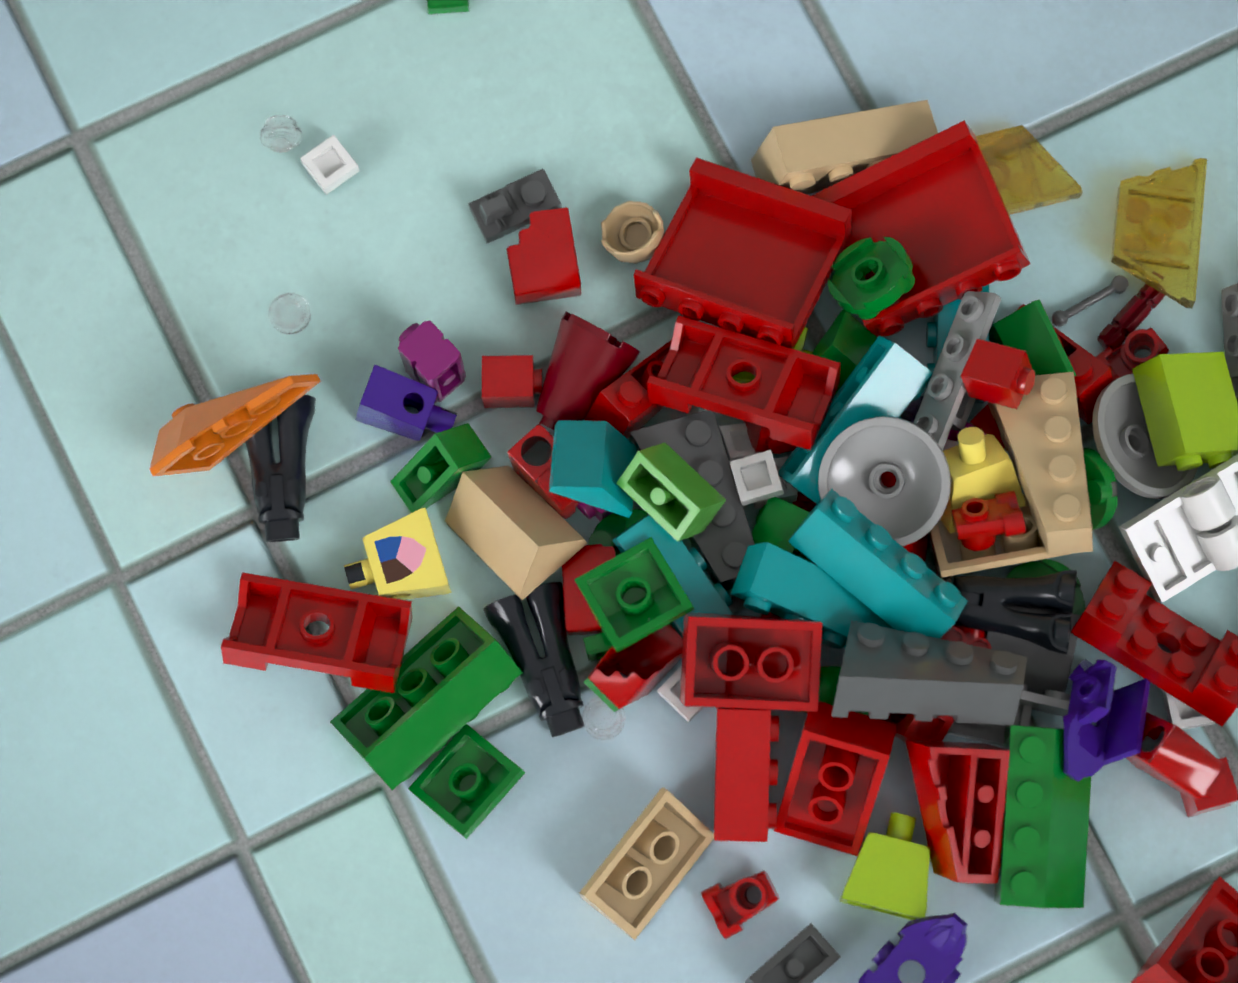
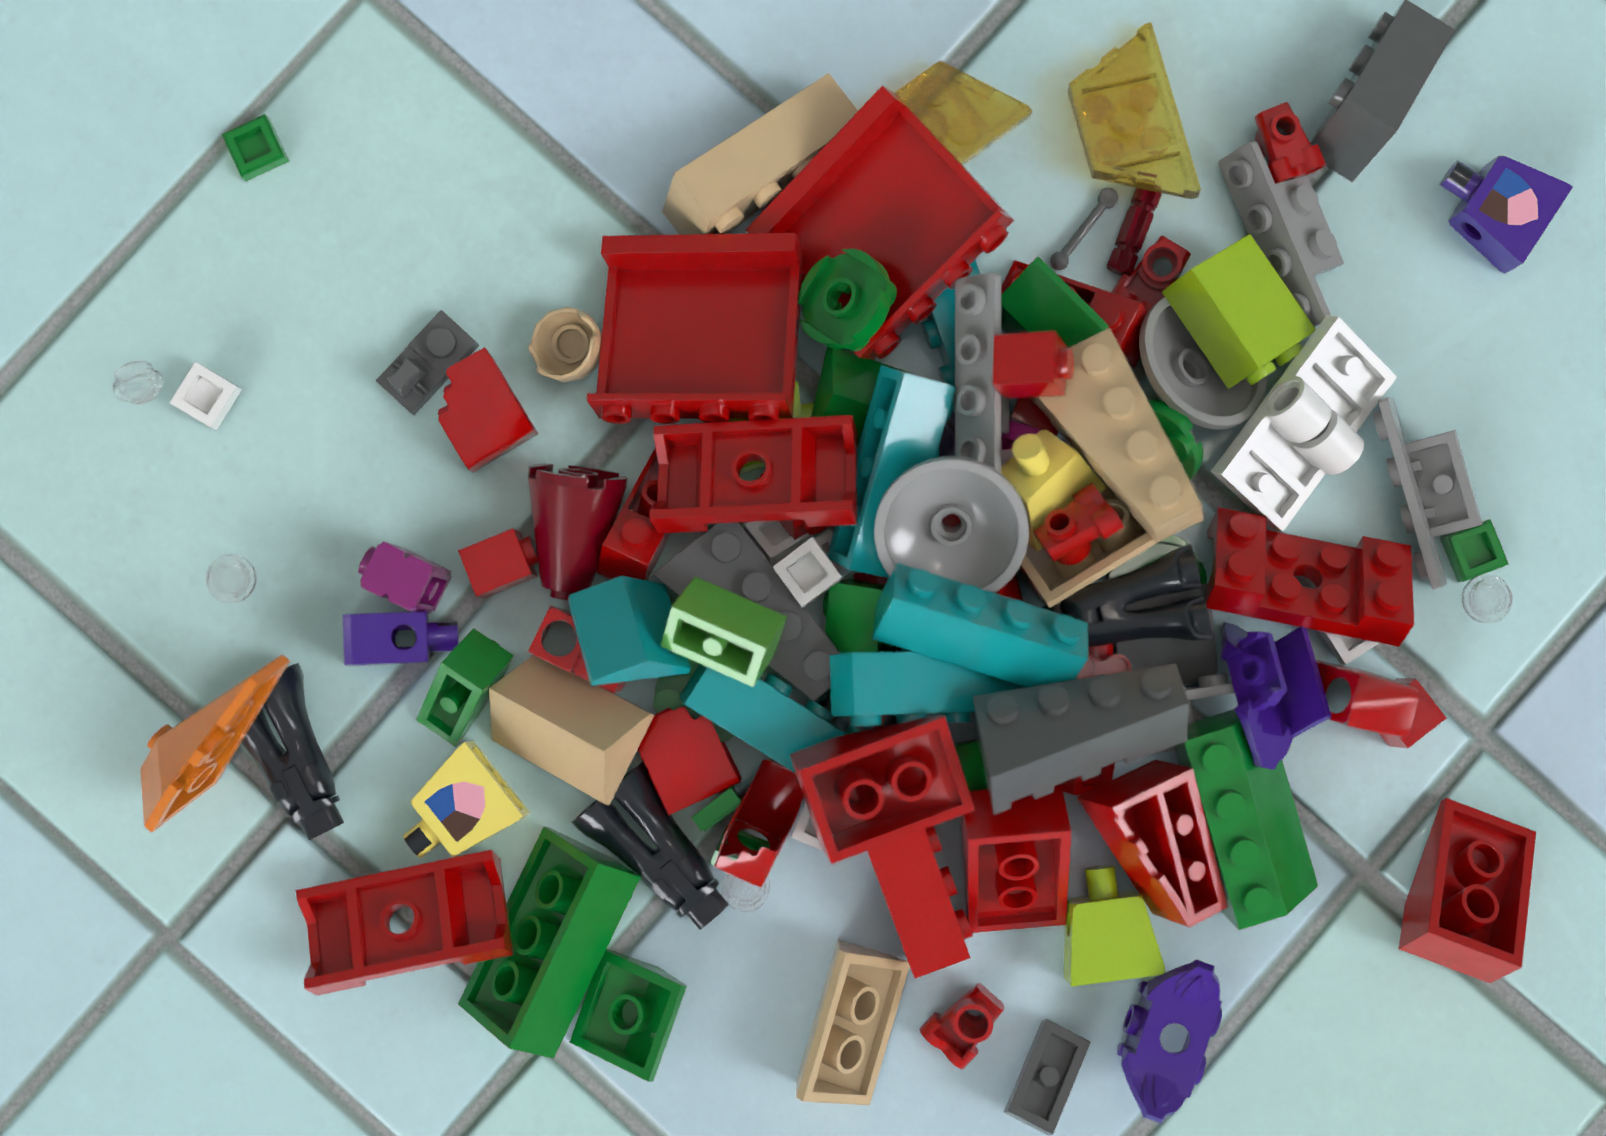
camera: 25 degrees left, 10 degrees up
(634, 594) = (728, 761): green slope -> none

